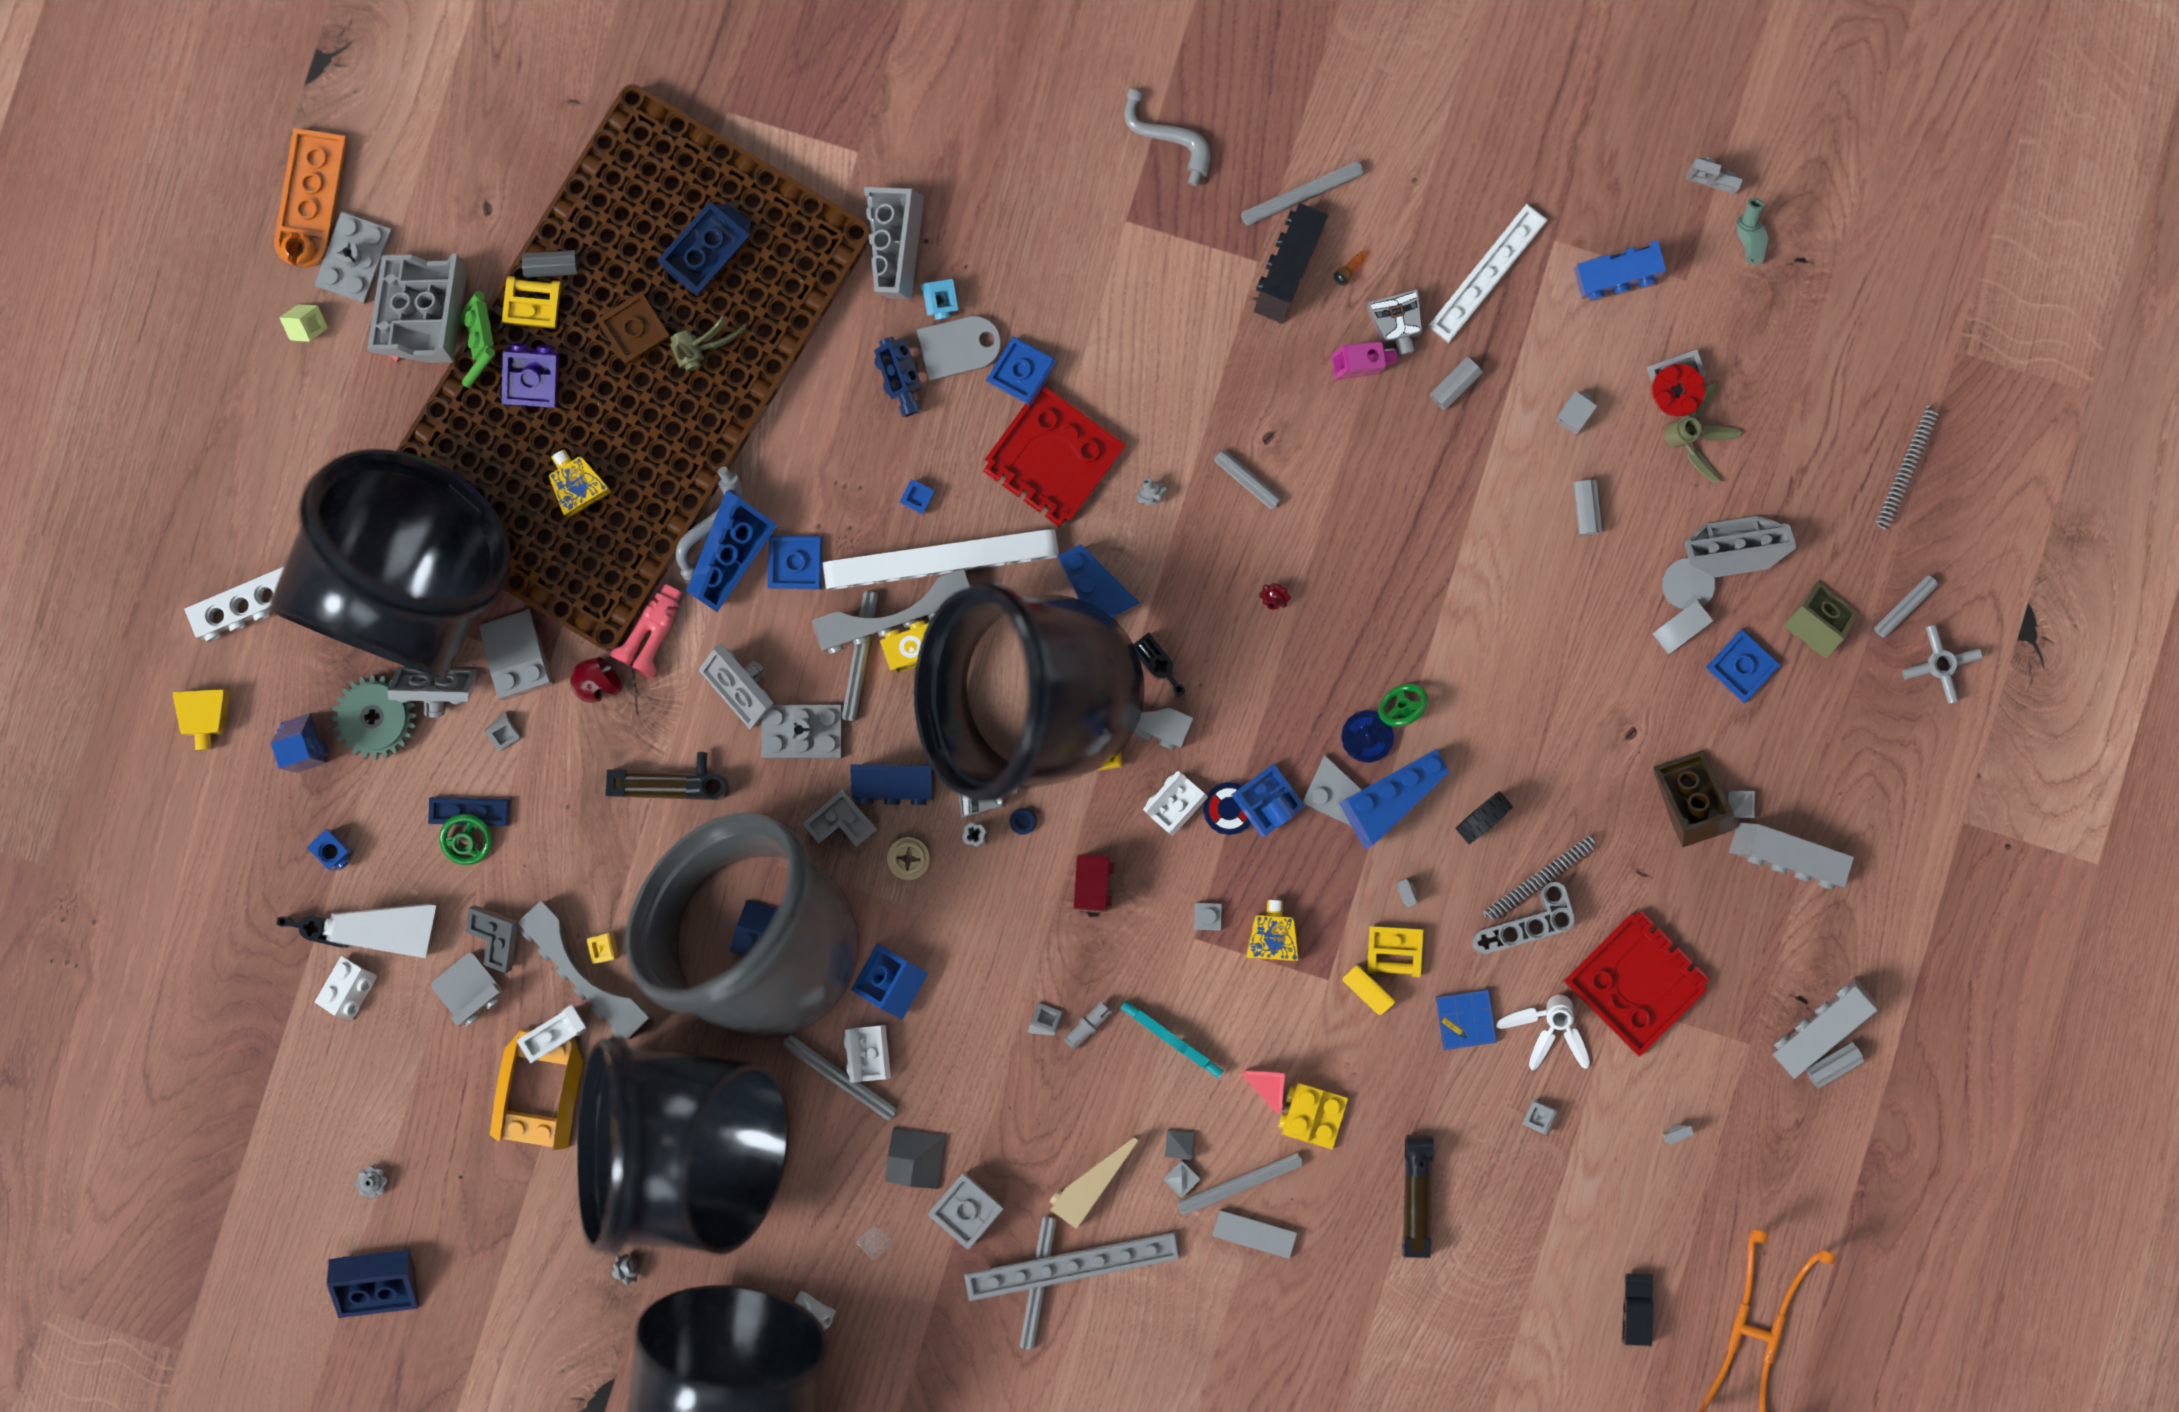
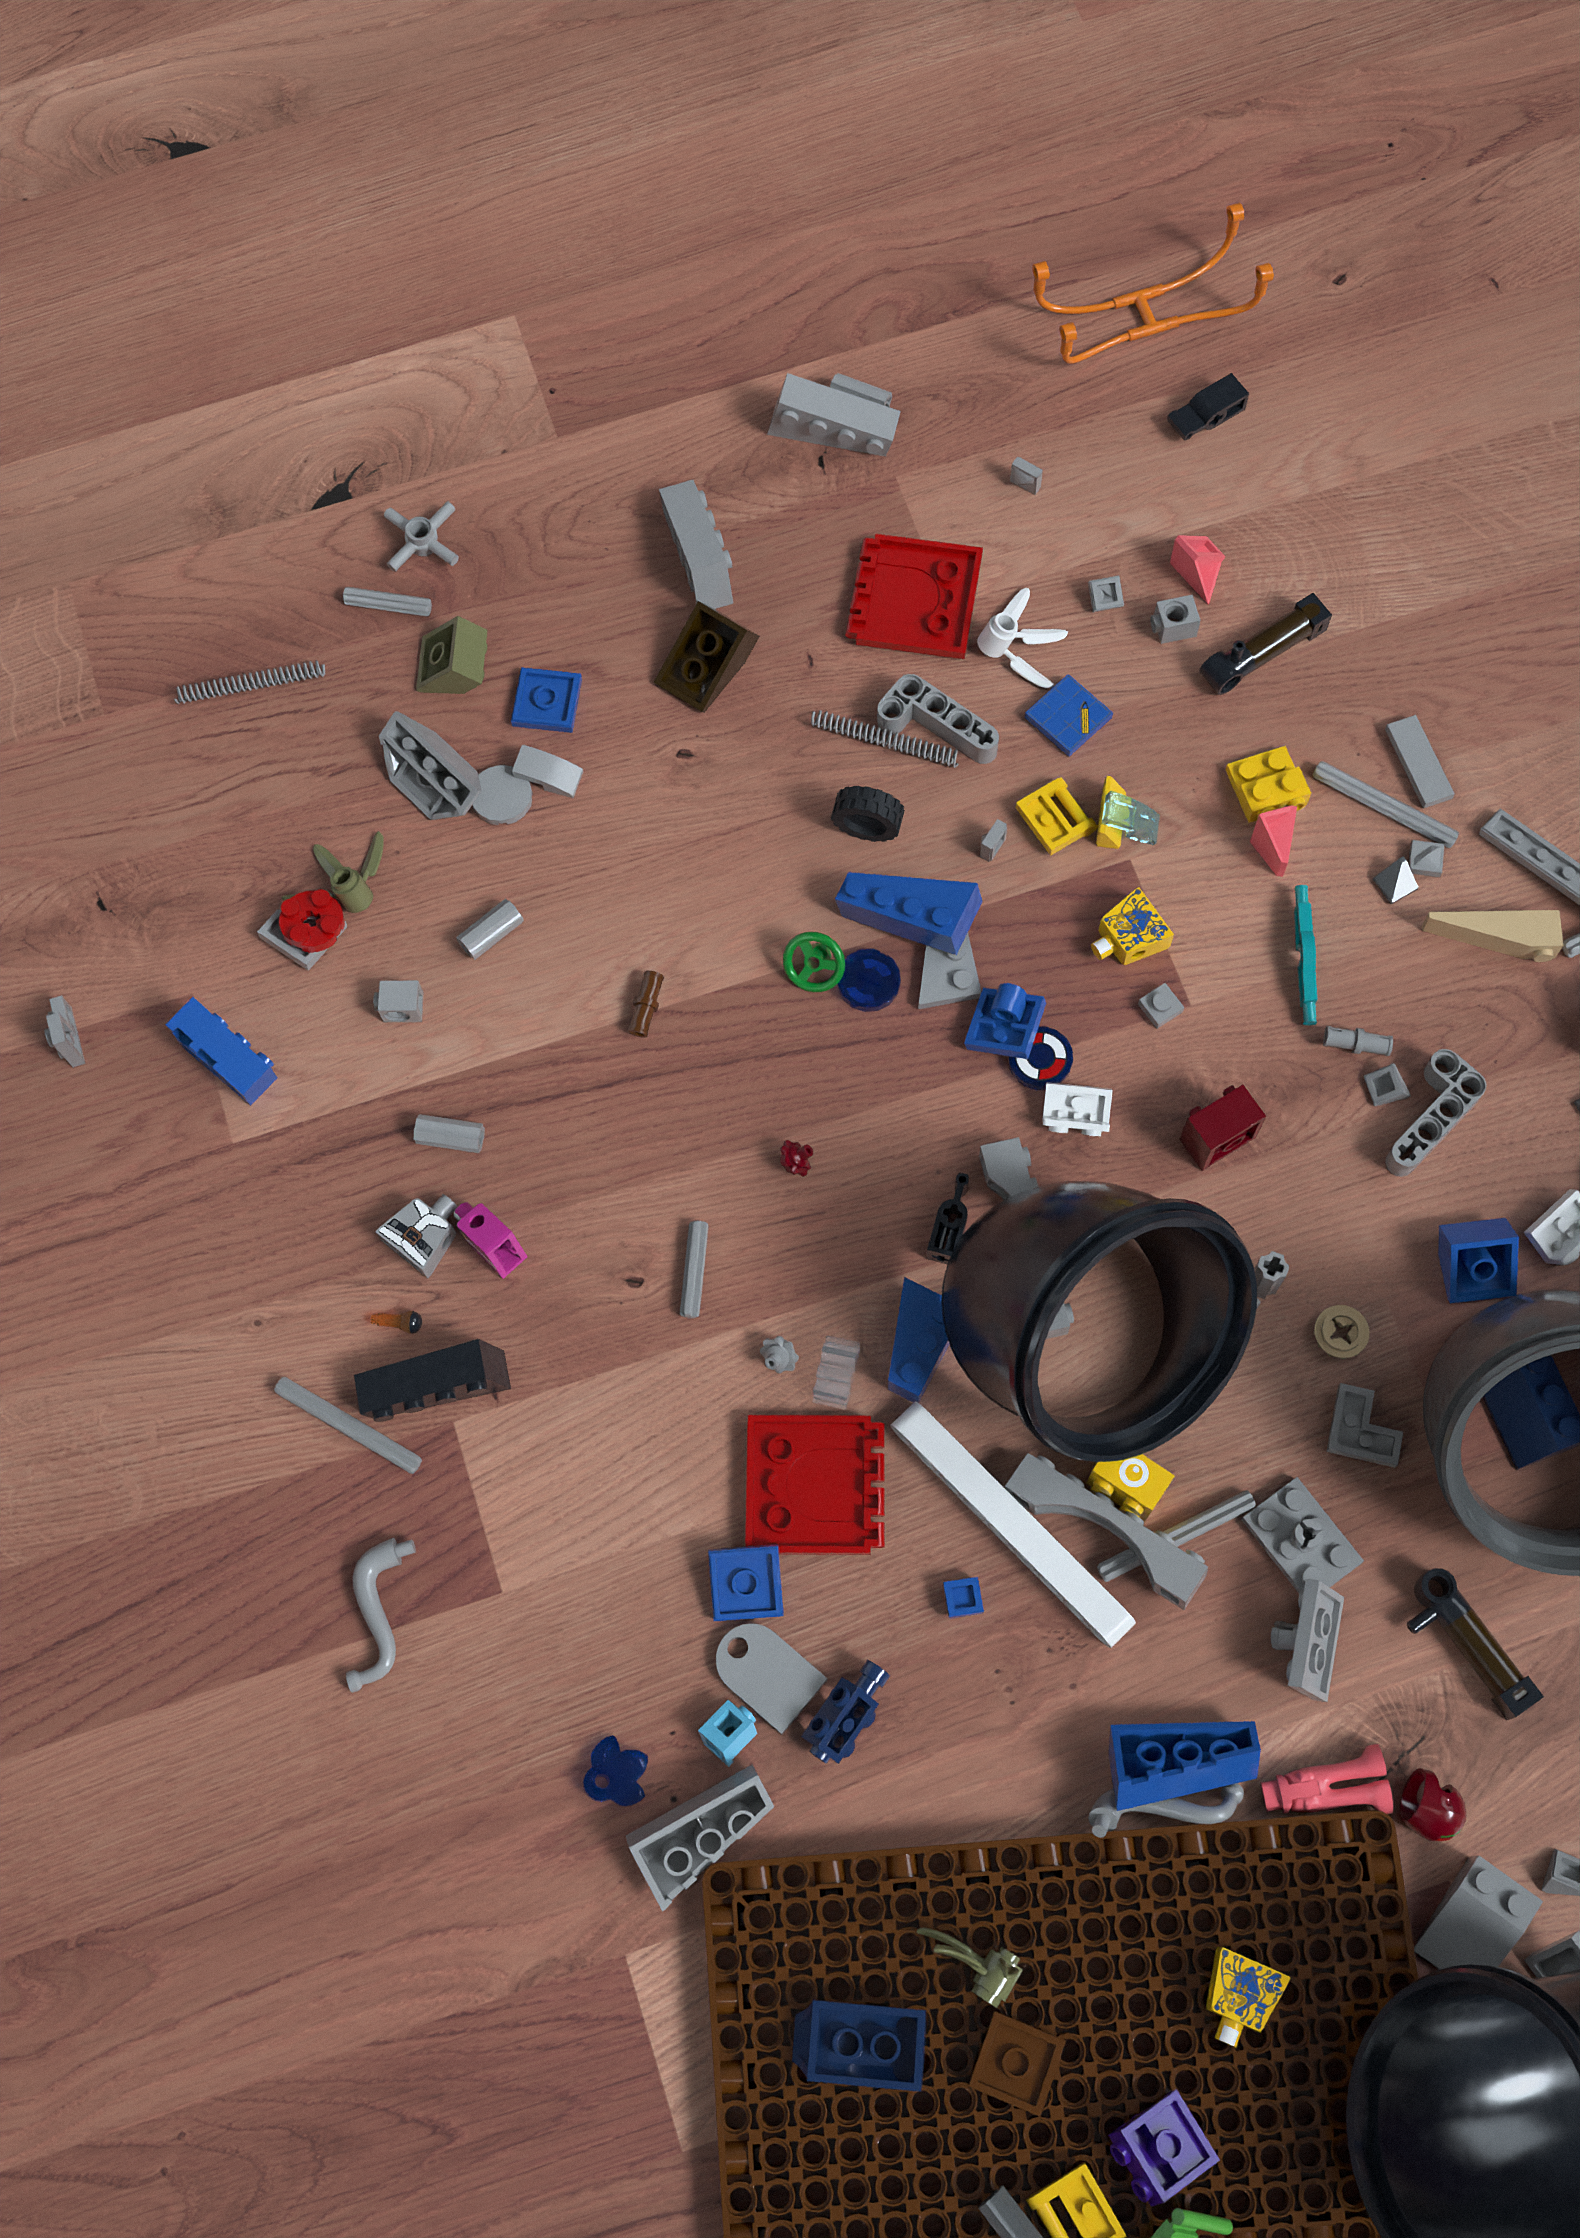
camera: 125 degrees left, 15 degrees down
(795, 562) = (1132, 1681): blue tile -> none
(891, 783) = (1281, 1401): dark blue slope -> none
(965, 219) = (619, 1770): none -> clear blue plate
(1001, 1028) = (1432, 1119): none -> light grey beam
(1111, 517) = (836, 1372): none -> clear gear
(1353, 997) = (1132, 816): none -> clear light blue slope
(1456, 574) = (645, 1004): none -> reddish brown pin
(1472, 1155) = (1179, 608): none -> light grey brick
(1487, 273) = (310, 1182): white tile -> none
(1517, 1205) = (1197, 563): none -> coral slope
(1741, 803) = (676, 616): light grey tile -> none
(1752, 232) = (101, 960): sand green arm -> none

